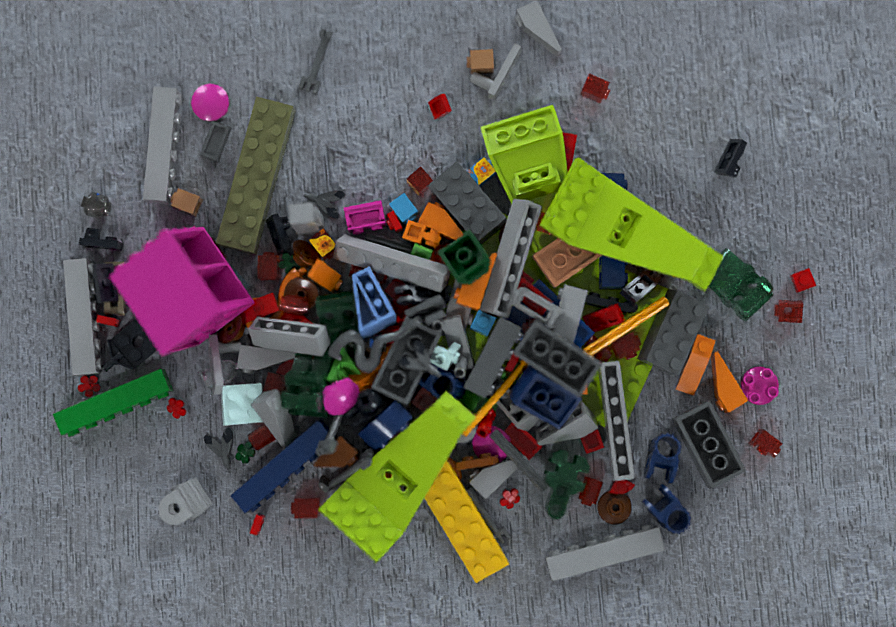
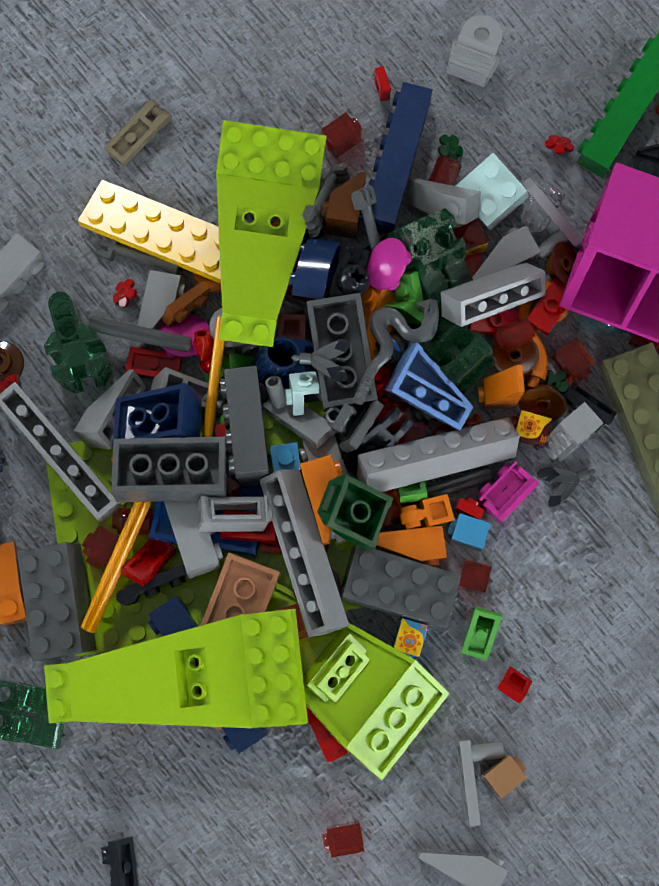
camera: 150 degrees right, 5 degrees down
(222, 449) = (478, 135): dark grey piece -> none
(433, 599) = (137, 132): none -> dark tan plate
(439, 146) = (481, 633): none -> bright green slope
(591, 491) = (37, 360): clear red brick -> none
(592, 442) = (70, 414): red plate -> none
(641, 286) = (130, 622): black hinge -> none

